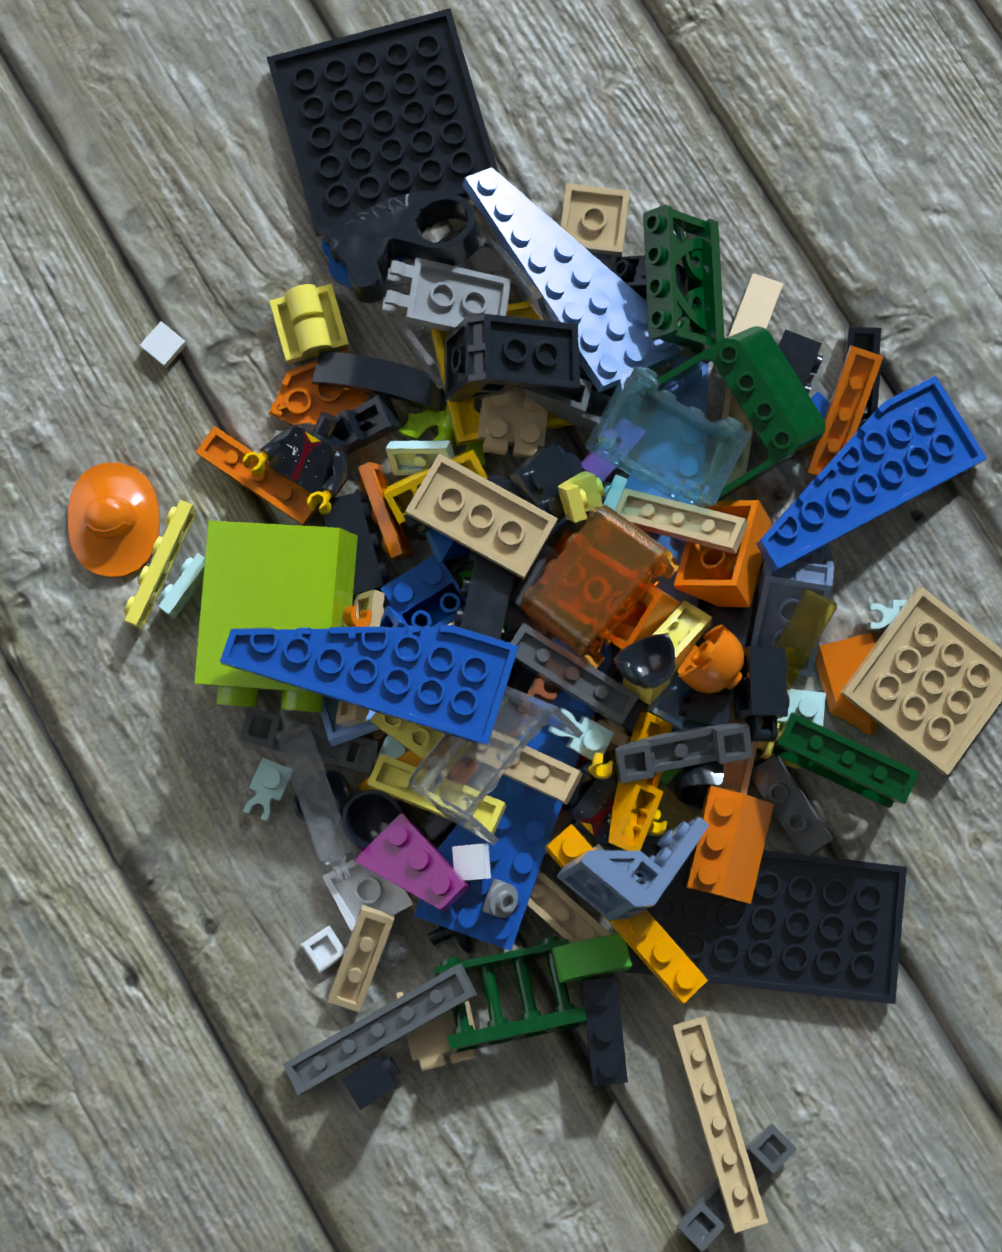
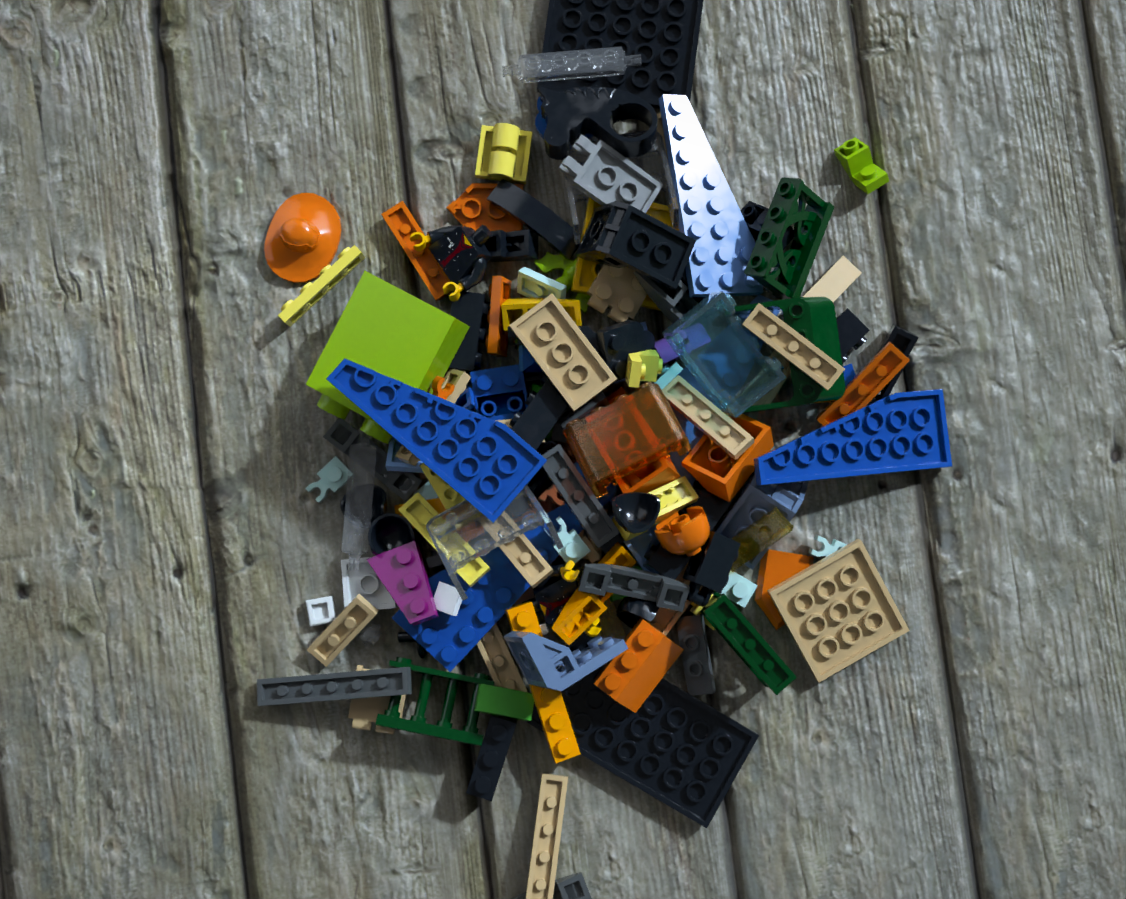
camera: 20 degrees right, 5 degrees up
(163, 344) = (392, 124): white tile -> none
(176, 596) = (323, 313): light aqua plate -> none
(344, 188) = (571, 64): none -> clear plate
(372, 1080) = (312, 720): black brick -> none
(500, 899) = (457, 633): light grey plate -> none
(596, 217) = (746, 165): tan plate -> none
(723, 163) = (859, 166): none -> lime slope
(743, 396) = (793, 346): none -> tan plate

